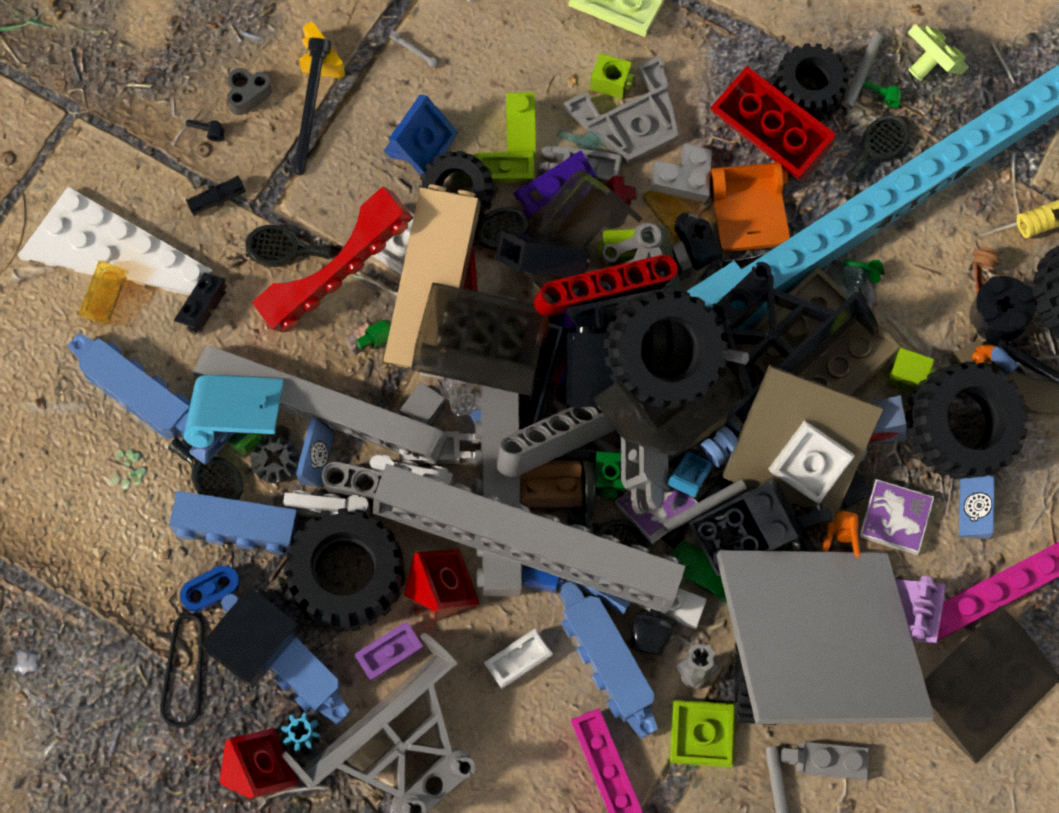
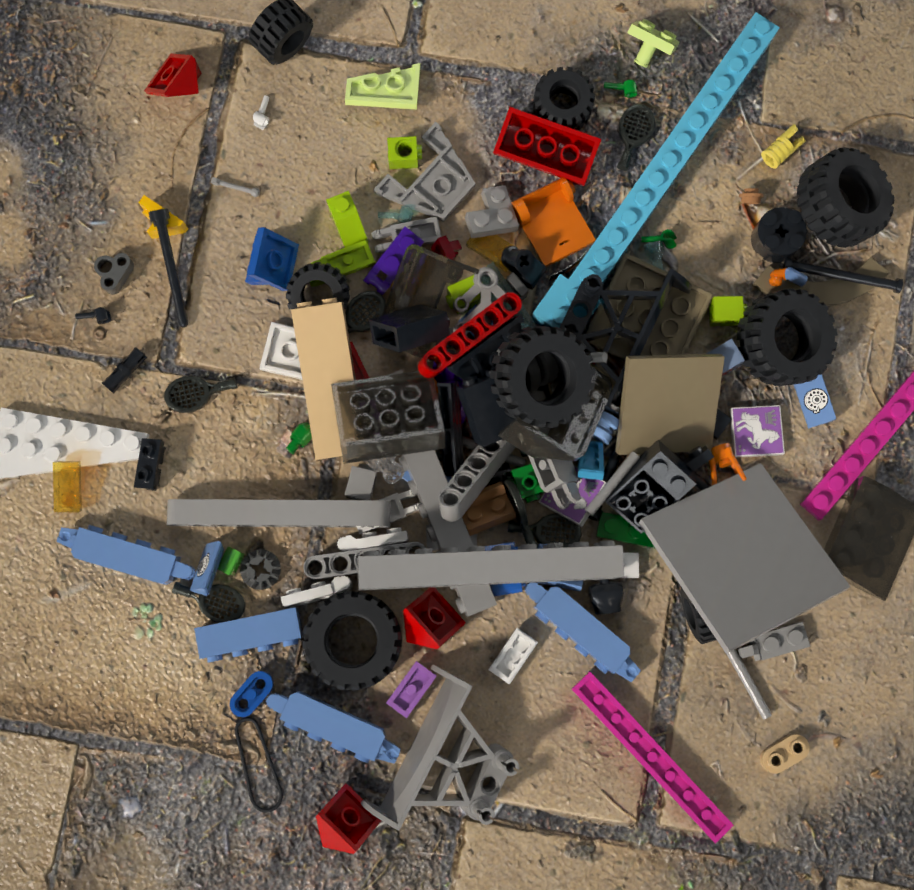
camera: 25 degrees left, 10 degrees up
(232, 406) = (211, 546): medium azure door -> none
(251, 636) = (302, 725): black brick -> none
(305, 740) = (364, 786): medium azure gear -> none
(314, 454) = (291, 553): medium blue slope -> none
(377, 223) = (267, 352): red arch -> none
(697, 666) = (656, 614): light grey piece -> none
(702, 734) = (674, 658): lime tile -> none
(811, 462) = (682, 417): white tile -> none
(863, 71) = (598, 74): light grey bar -> none
(922, 607) = (804, 497): lavender hinge -> none

